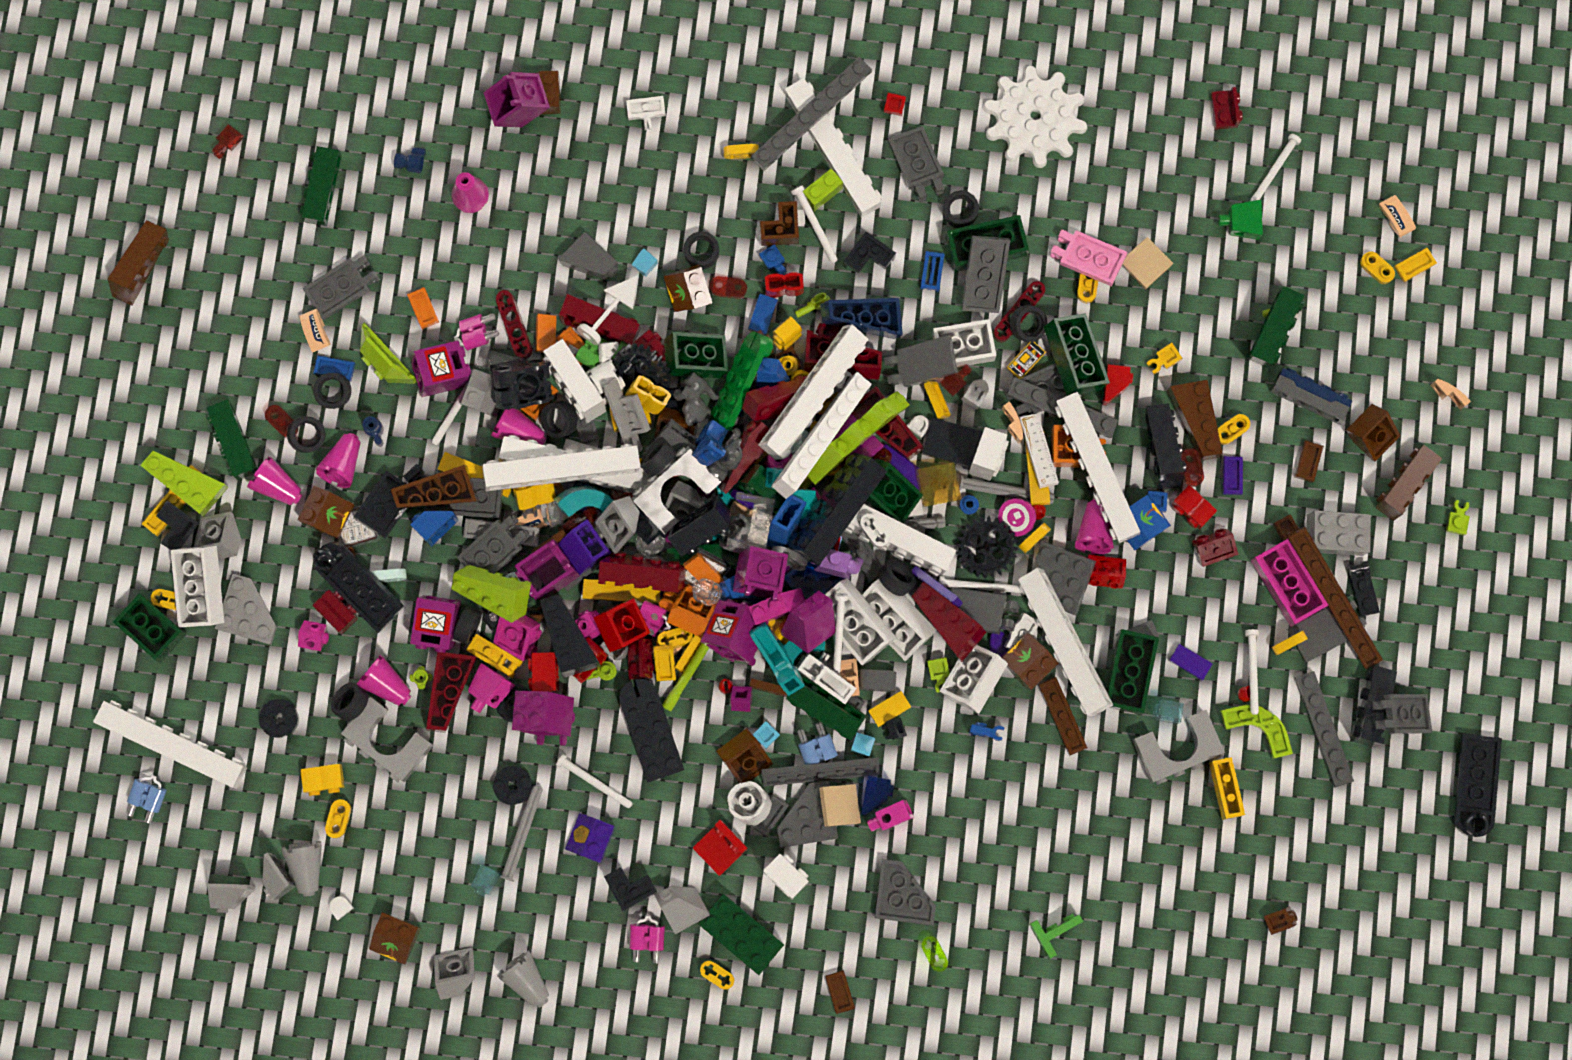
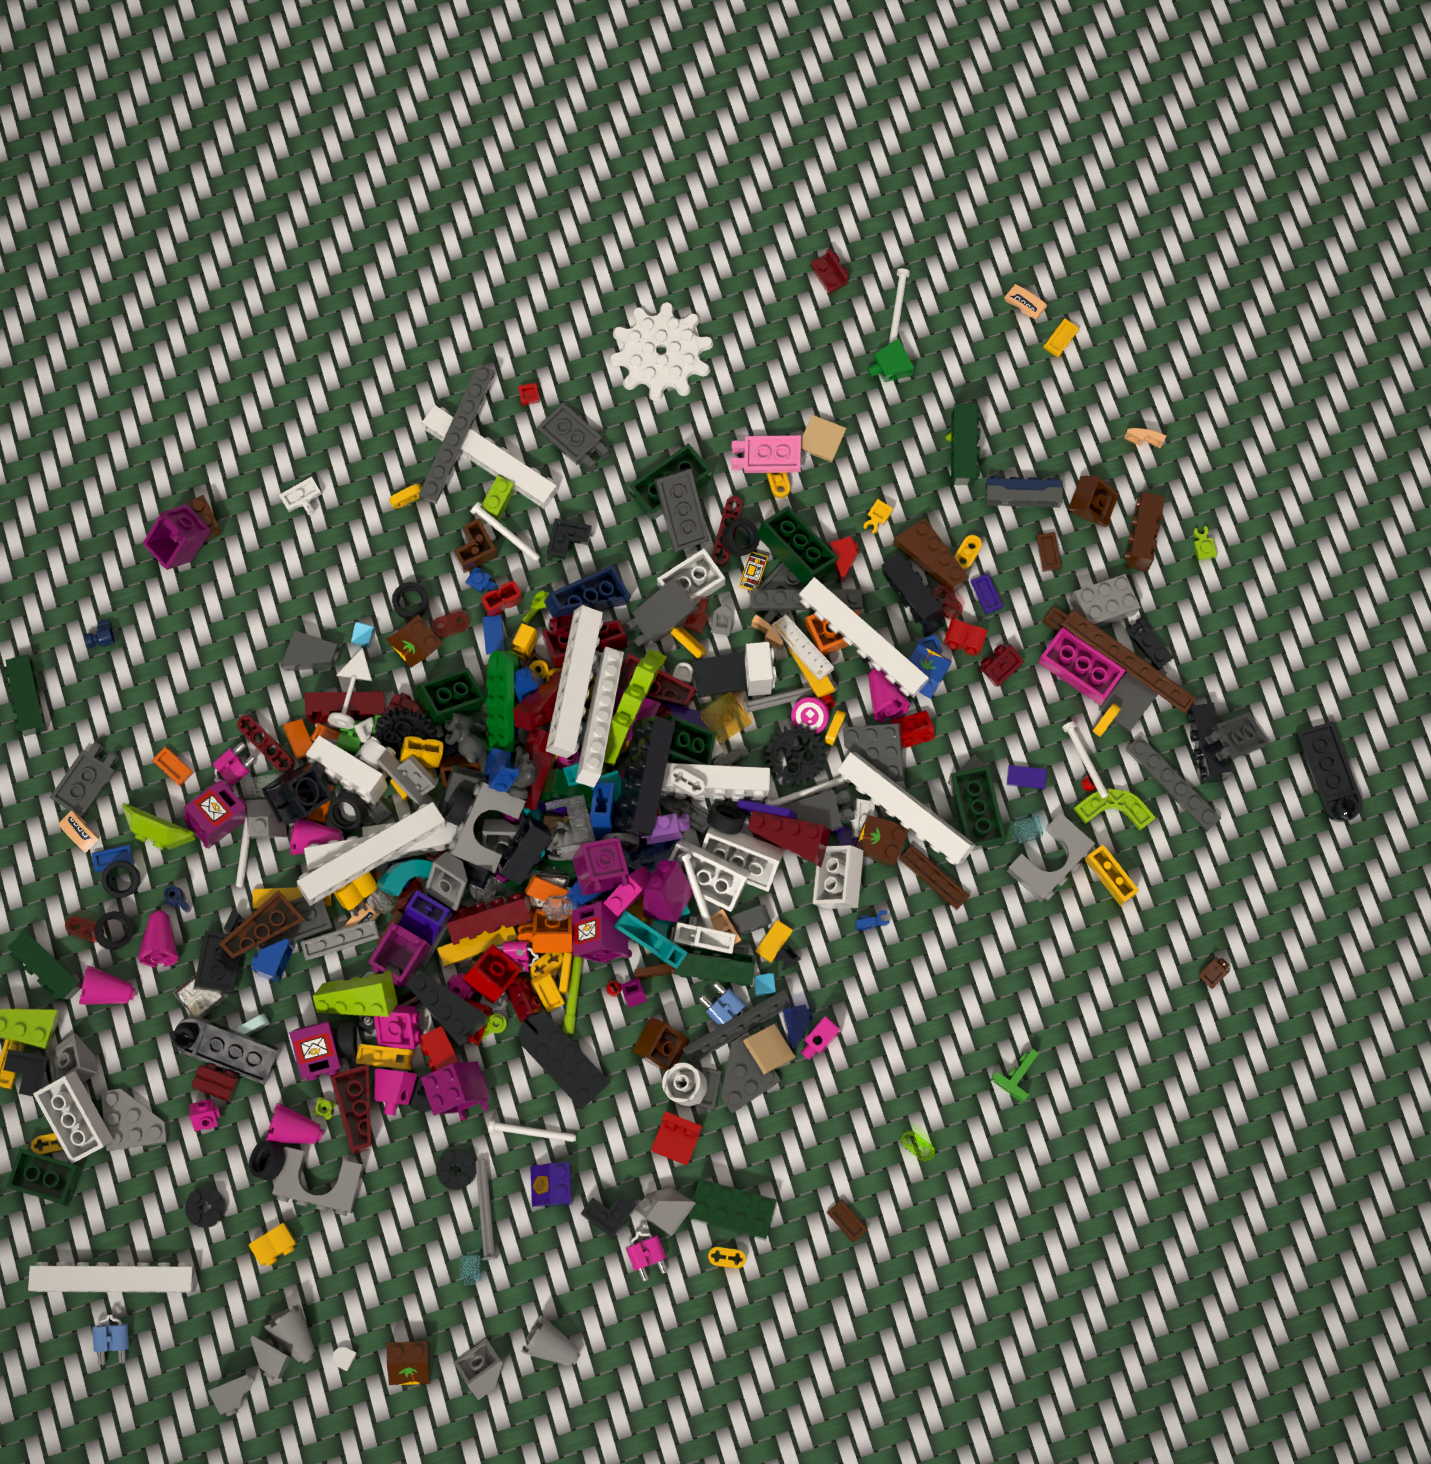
camera: 25 degrees left, 5 degrees down
(325, 512) = (165, 994): reddish brown slope -> none
(337, 818) = (303, 1276): yellow plate -> none
(469, 193) = (169, 642): dark pink cone -> none
(494, 546) = (340, 955): dark grey tile -> none
(766, 735) = (672, 1015): medium azure plate -> none
(786, 876) = (750, 1135): white brick -> none
(902, 897) = (864, 1107): dark grey plate -> none
(932, 287) = (635, 543): blue tile -> none
(938, 670) = (803, 886): lime plate -> none
(965, 195) = (632, 448): black tyre -> none
(965, 509) = (761, 730): blue plate -> none
(1376, 269) = (1028, 356): yellow plate -> none

